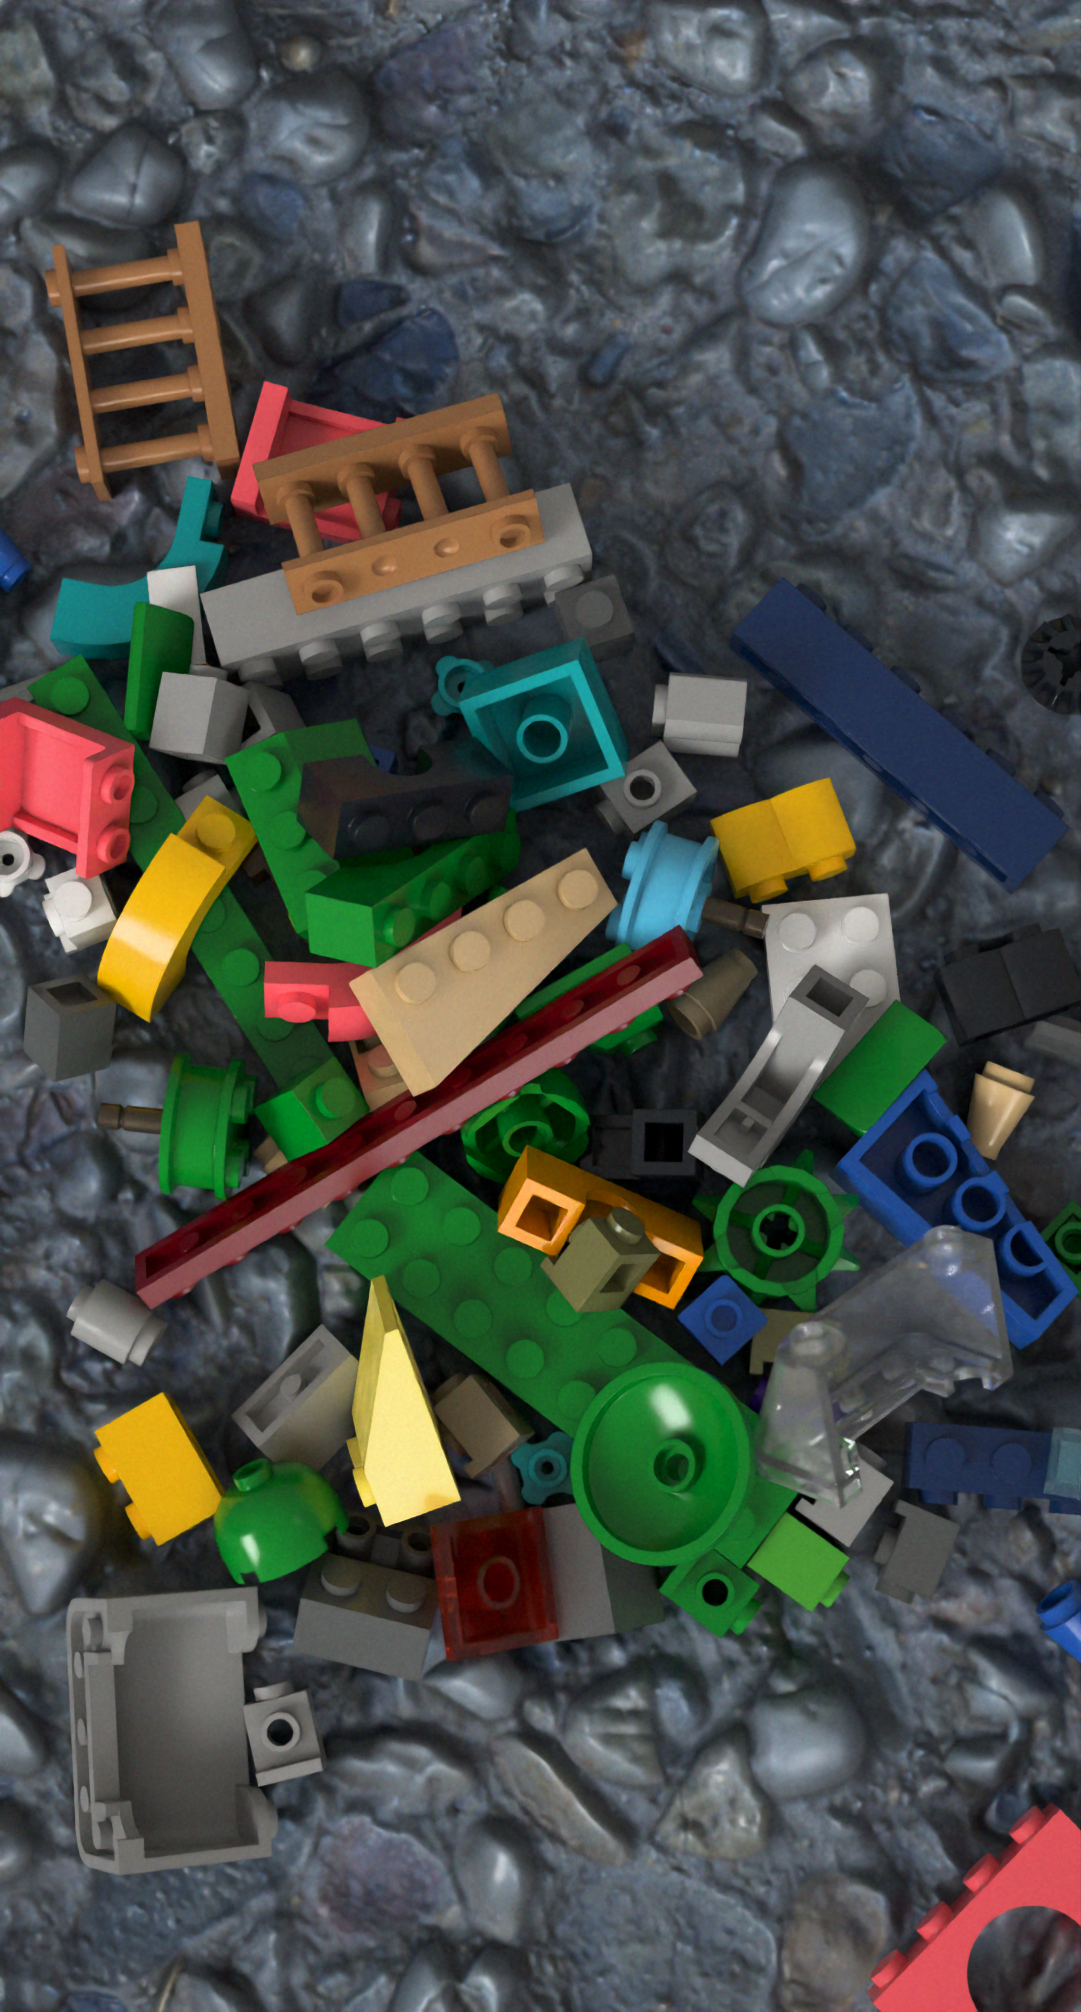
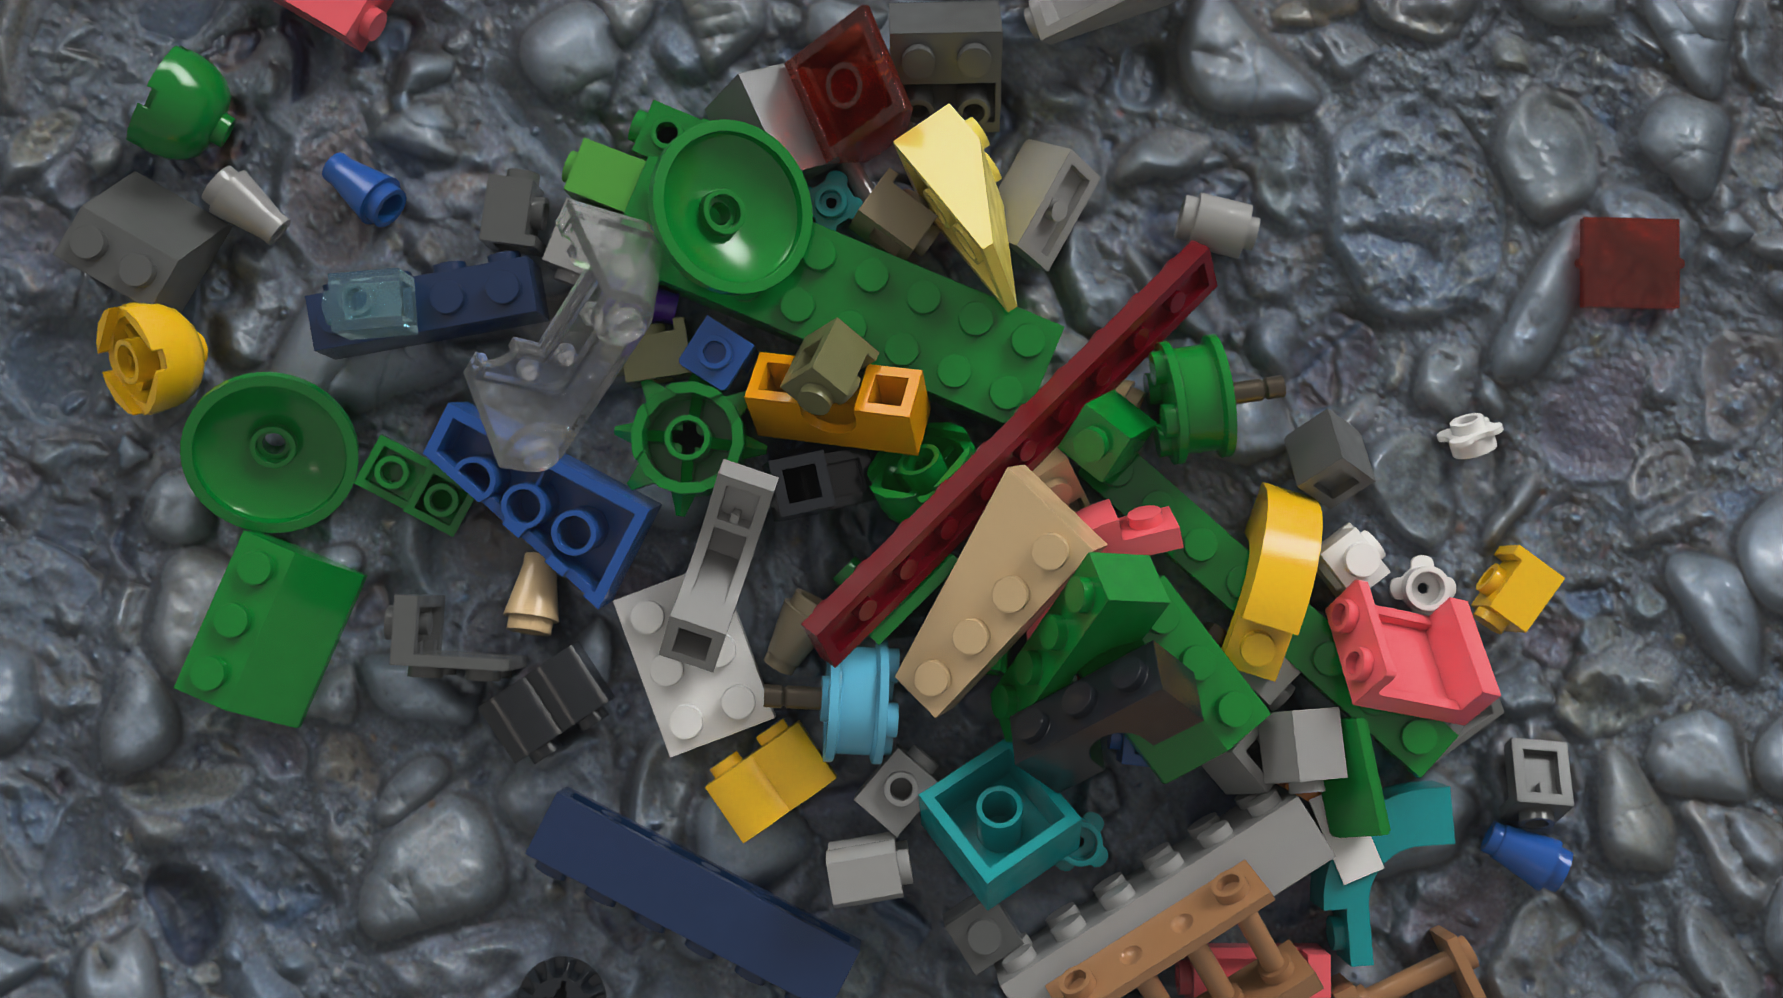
camera: 160 degrees right, 5 degrees up
(160, 1469) = (1144, 116): yellow brick -> none
(275, 1519) = (1039, 92): green cylinder -> none
(879, 1068) = (637, 601): green slope -> none

